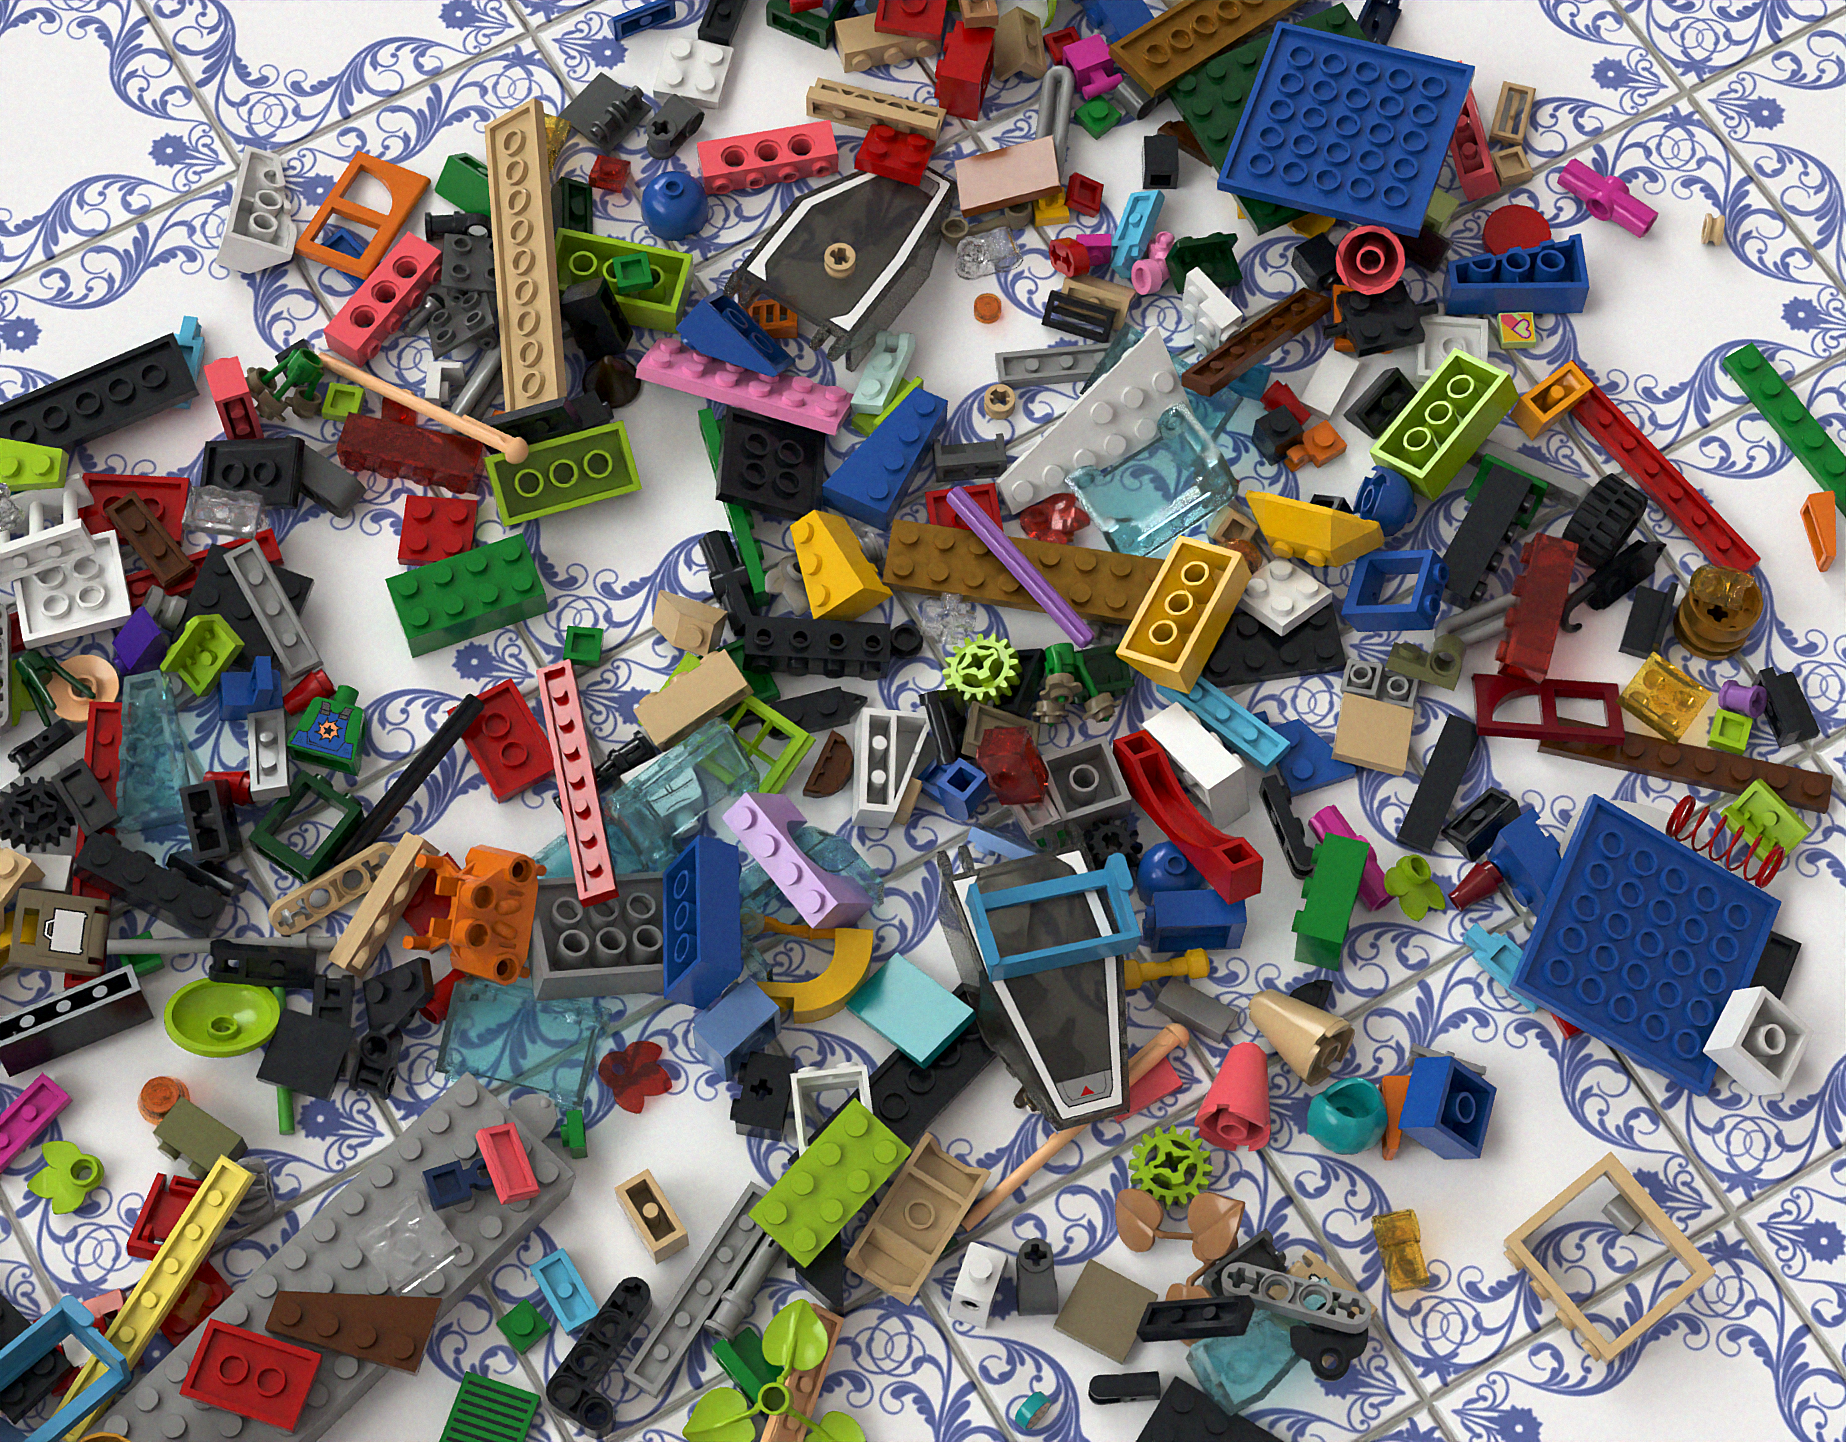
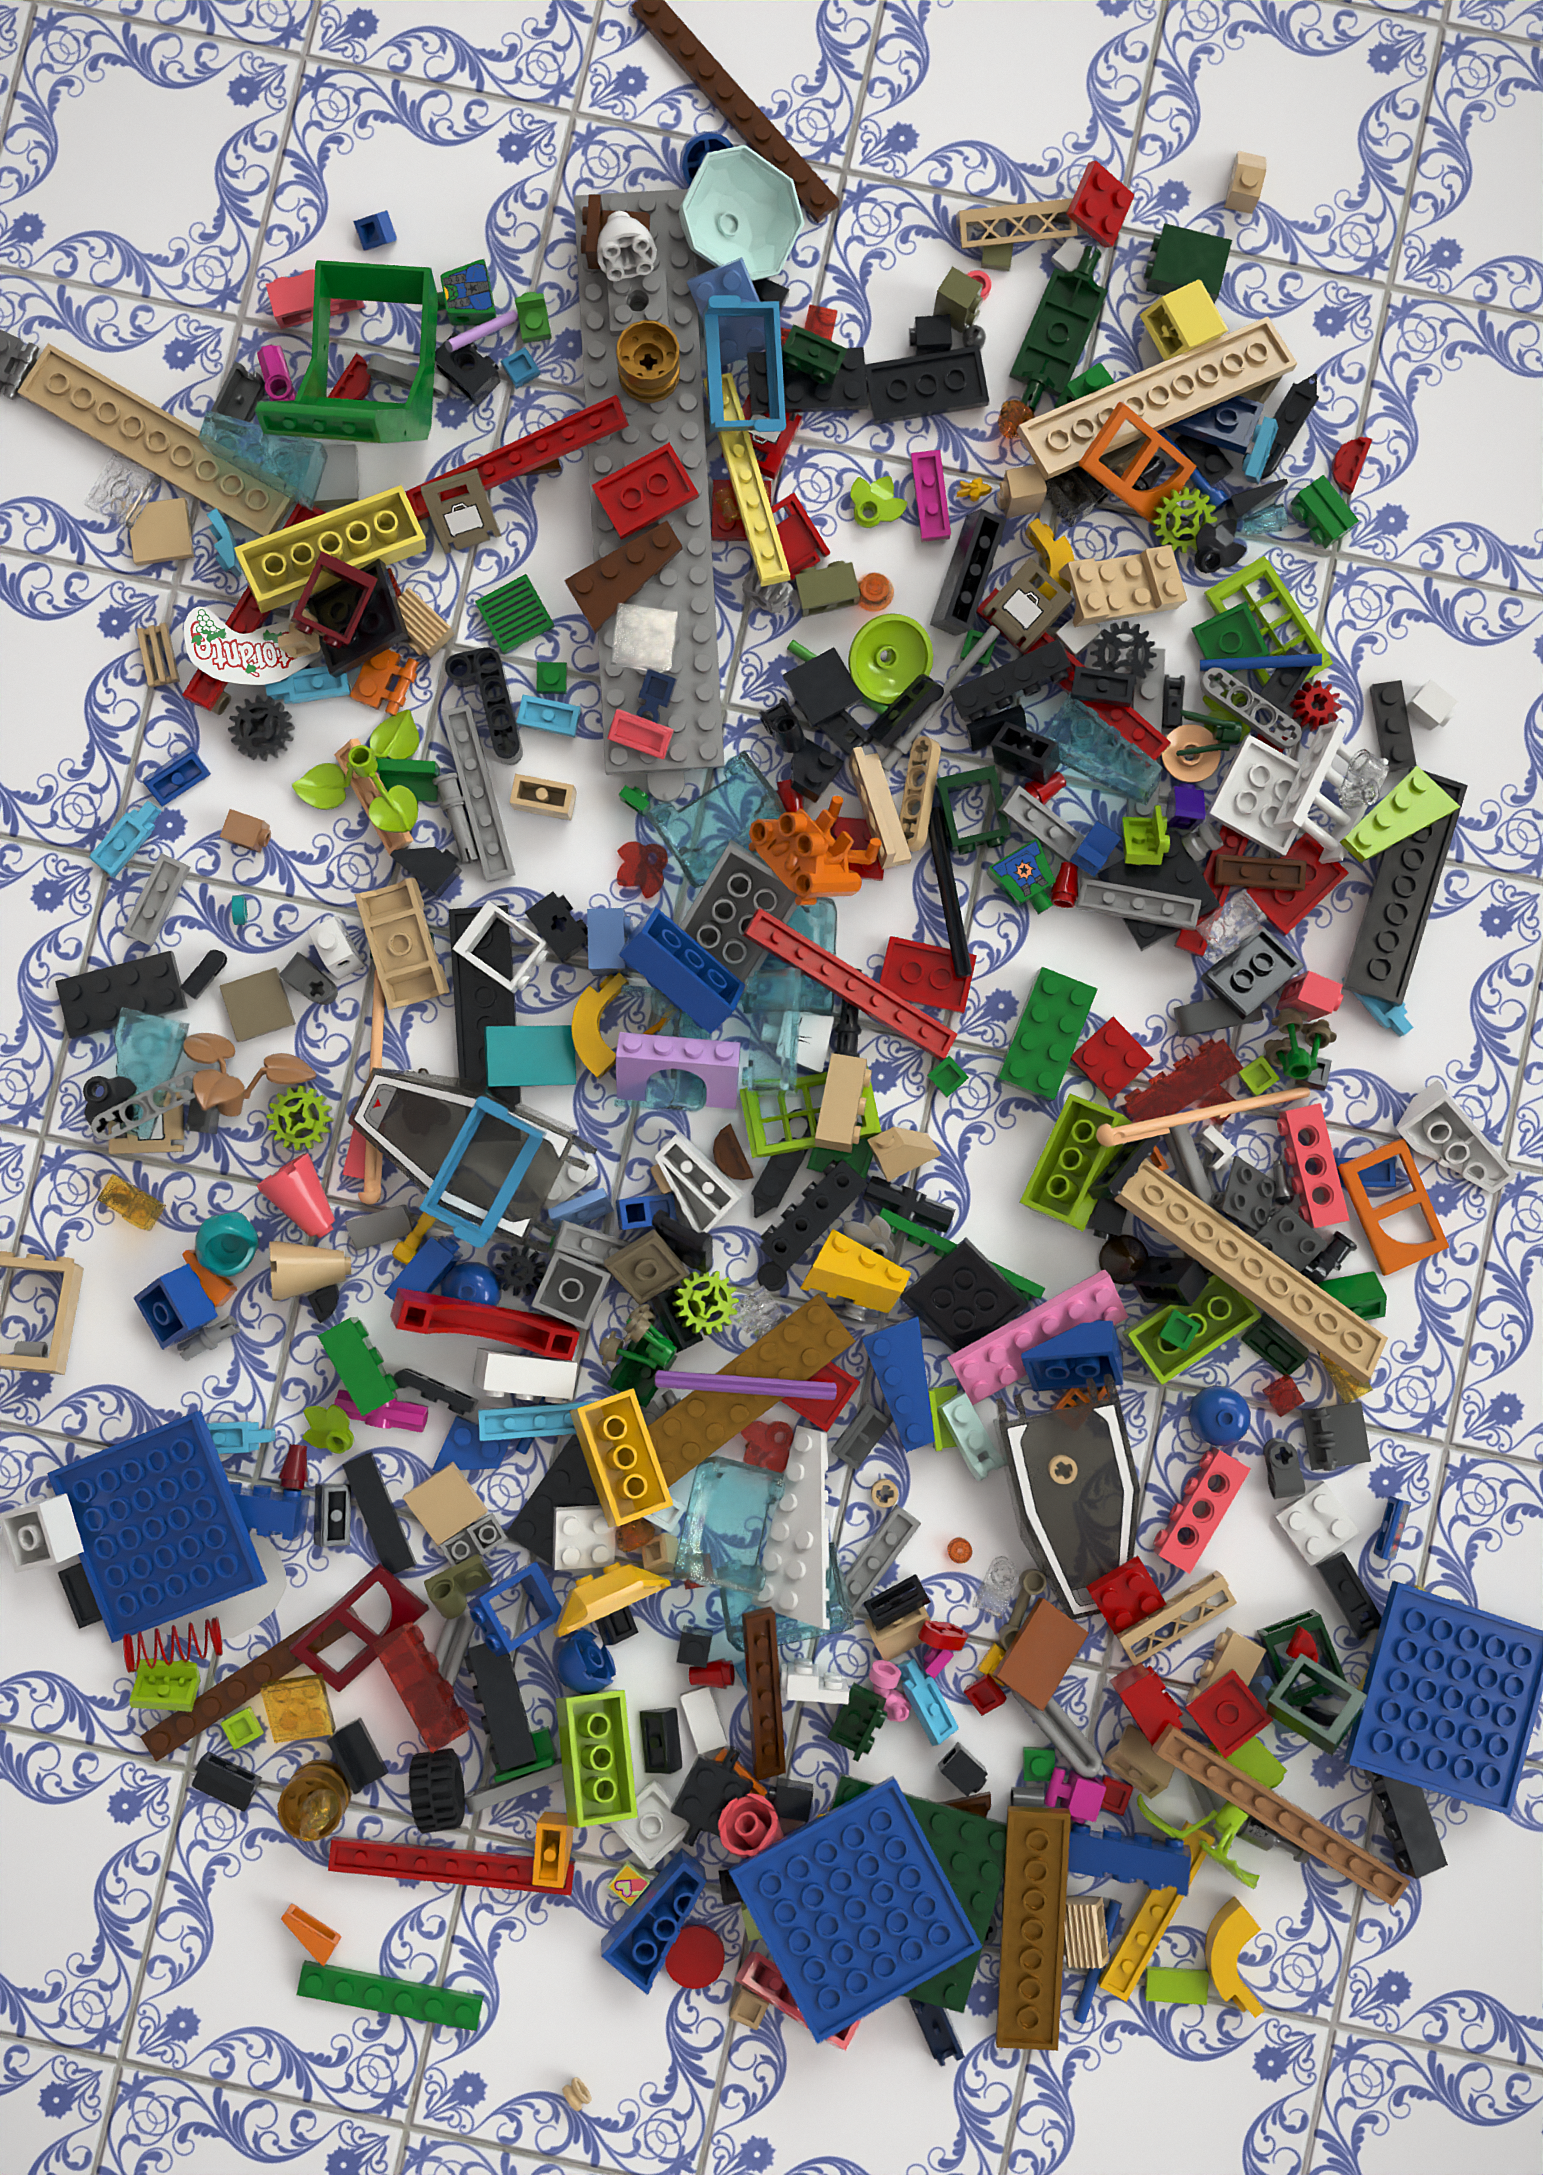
camera: 135 degrees right, 20 degrees up
(829, 1183) = (454, 900): lime brick -> none
(1013, 765) = (609, 1246): clear red brick -> none
(1196, 1318) = (191, 1039): black plate -> none
(1318, 445) = (665, 1670): orange plate -> none
(1506, 136) = (773, 2028): tan tile -> none
(1607, 198) = (663, 2047): dark pink piece -> none
(1613, 580) = (400, 1758): black plate -> none
(1742, 698) = (251, 1757): medium lavender bush -> none

